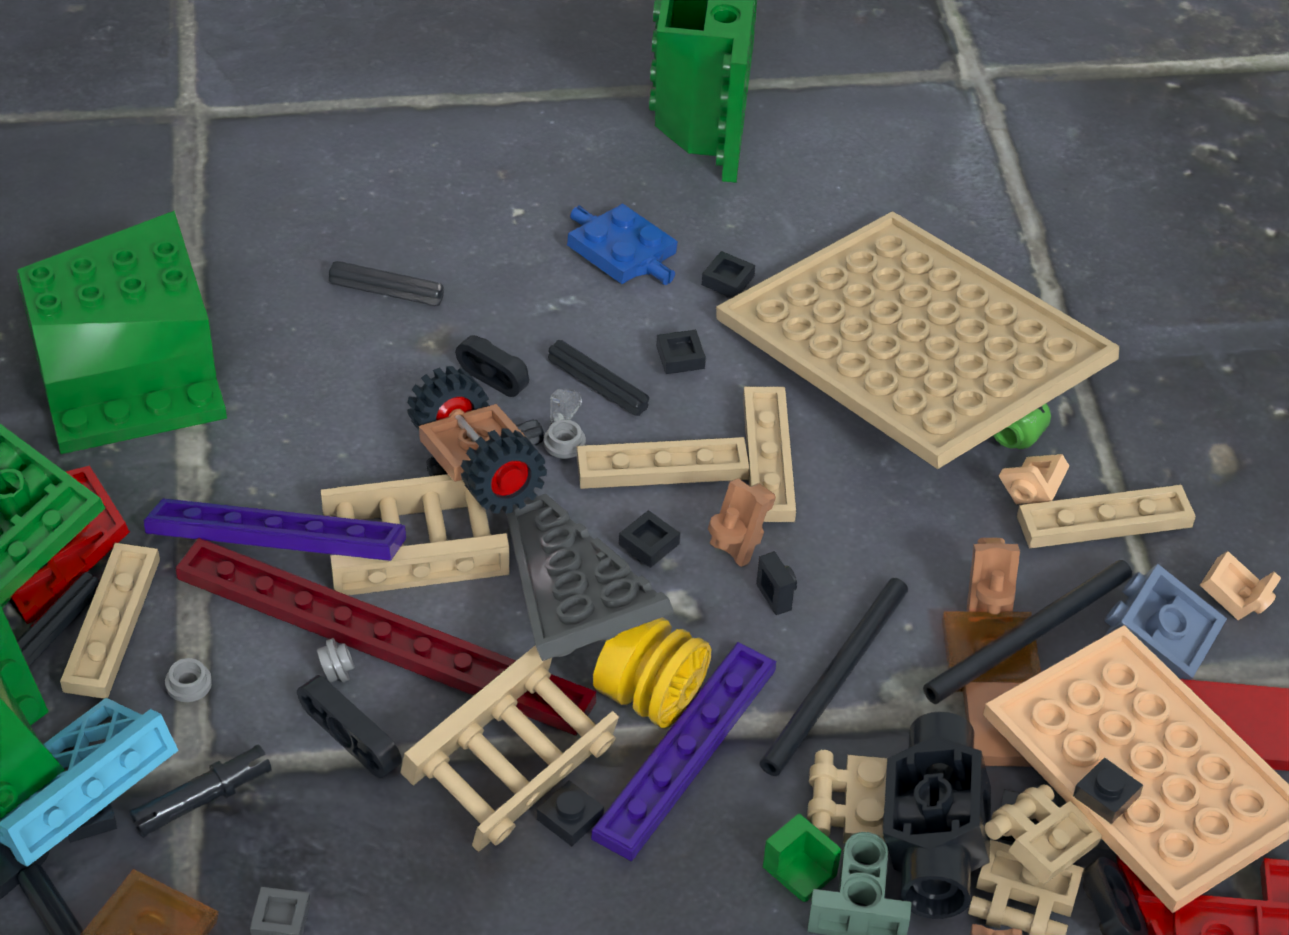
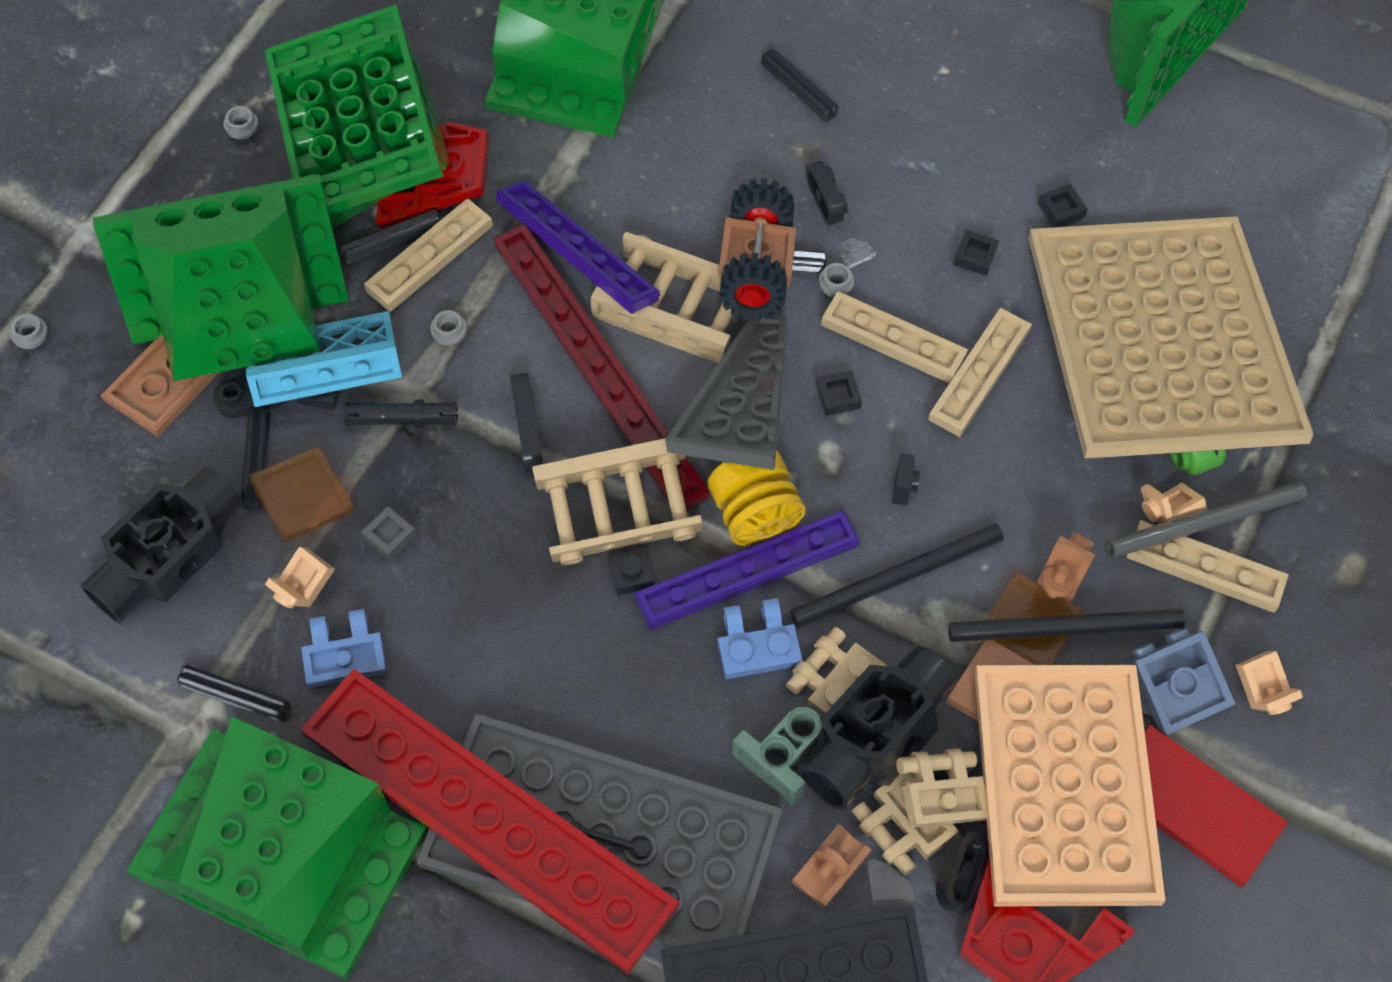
camera: 35 degrees right, 15 degrees up
(335, 661) = (551, 367): light grey plate -> none
(598, 377) = (899, 242): black axle -> none
(622, 244) = (1001, 138): blue plate -> none
(741, 519) = (909, 416): nougat hips -> none
(755, 818) = (757, 650): none -> medium blue plate
(801, 857) = (760, 699): green panel -> none
(1074, 476) = (1205, 520): none -> dark grey piece
(1108, 790) = (1011, 787): black plate -> none

